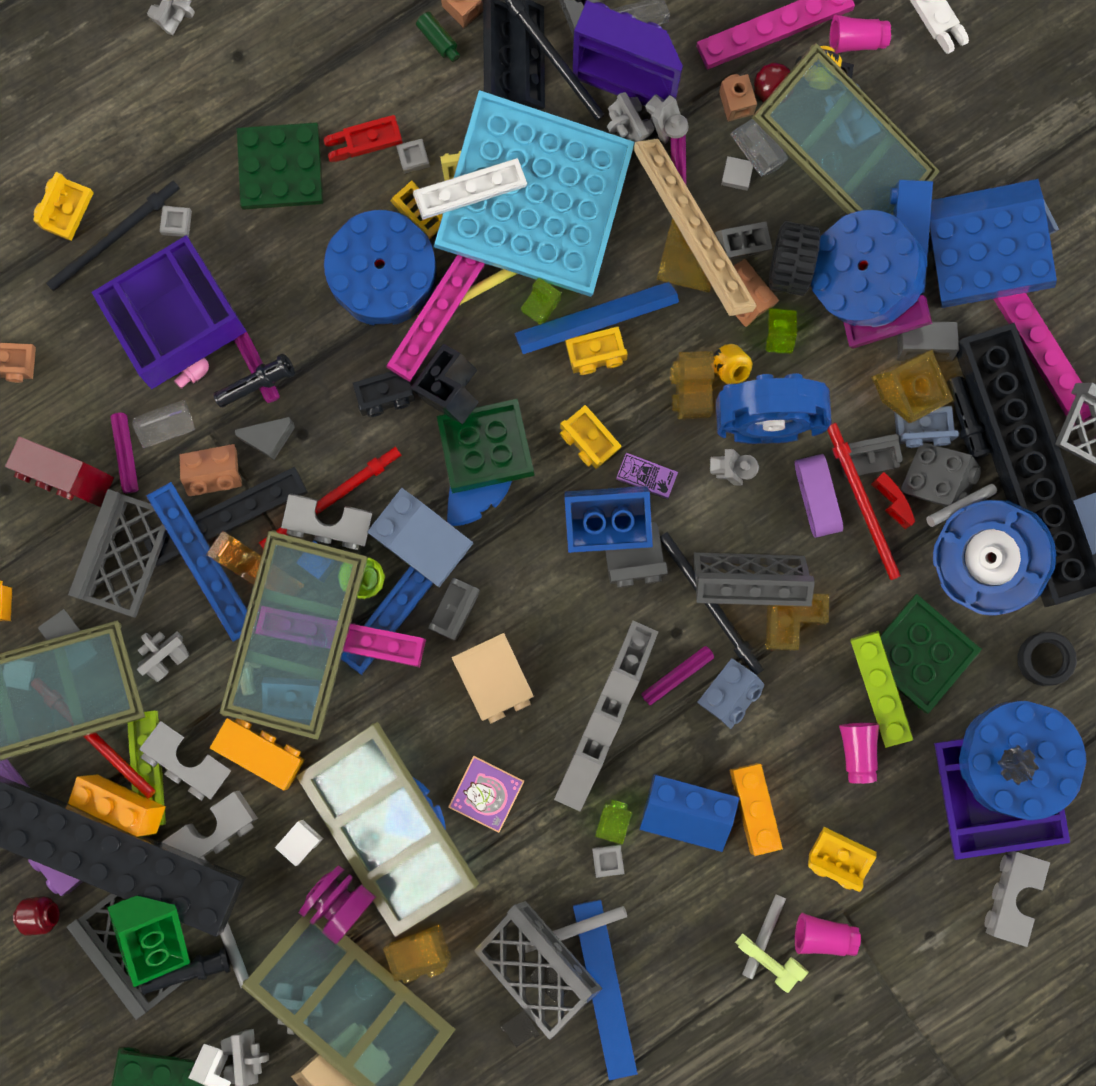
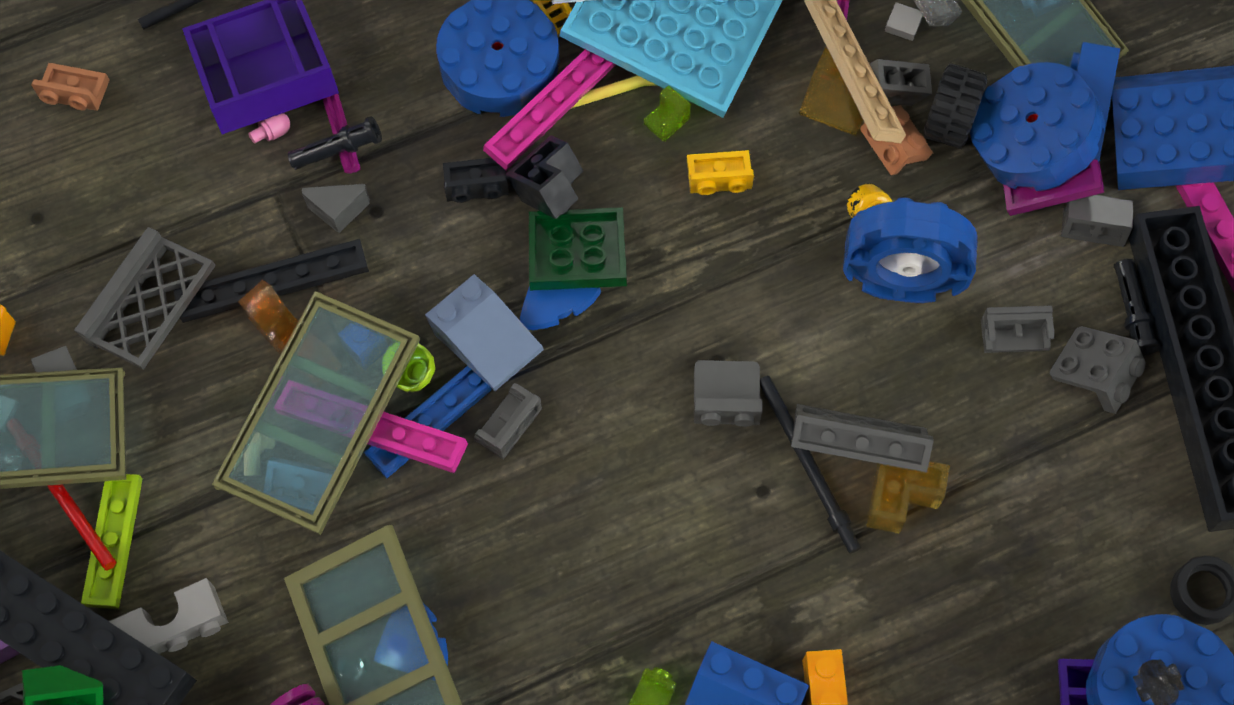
camera: 10 degrees right, 15 degrees down
(58, 471) = (99, 203): wedge -> none
(116, 805) = (67, 570): light orange brick -> none
(124, 453) = (176, 199): magenta axle -> none
(152, 662) = (148, 424): light grey hips -> none
(161, 749) = (174, 558): light grey arch -> none
(163, 424) = (226, 177): clear slope -> none
(193, 550) = (230, 317): blue tile -> none
(210, 470) = (265, 231): nougat bracket -> none
(258, 752) = (246, 542): light orange brick -> none
(299, 842) = (269, 652): white panel -> none
(301, 518) = (407, 311): light grey arch -> none
(374, 467) = (449, 255): red bar -> none
(486, 794) = (504, 637): tile -> none
(493, 678) = (538, 499): tan slope -> none
(589, 437) = (697, 260): yellow bracket -> none
(596, 317) = (726, 139): blue tile -> none
(606, 716) = (658, 568): light grey arch -> none
(608, 519) = (703, 346): blue slope -> none
(641, 472) = (755, 312): medium lavender tile -> none
(677, 675) = (756, 538): magenta axle -> none
(693, 379) = (823, 212): clear yellow brick -> none
(732, 693) = (819, 568): sand blue bracket -> none
(734, 467) = (854, 313): light grey hips -> none
(781, 331) = (931, 182): clear neon green bracket -> none
(818, 495) = (951, 363): medium lavender beam -> none
(842, 451) = (984, 312): red bar -> none
(860, 751) = (966, 659): dark pink plant -> none
(882, 689) = (1000, 591): lime plate -> none
(899, 507) = (1044, 389): red slope -> none
(913, 387) = (1075, 259): clear yellow slope -> none
(925, 653) = (1053, 559): dark green plate -> none
(934, 427) = (1085, 307): sand blue bracket -> none
(948, 511) = (1118, 392): light grey bar -> none
(1022, 550) = (1178, 475): blue piece -> none

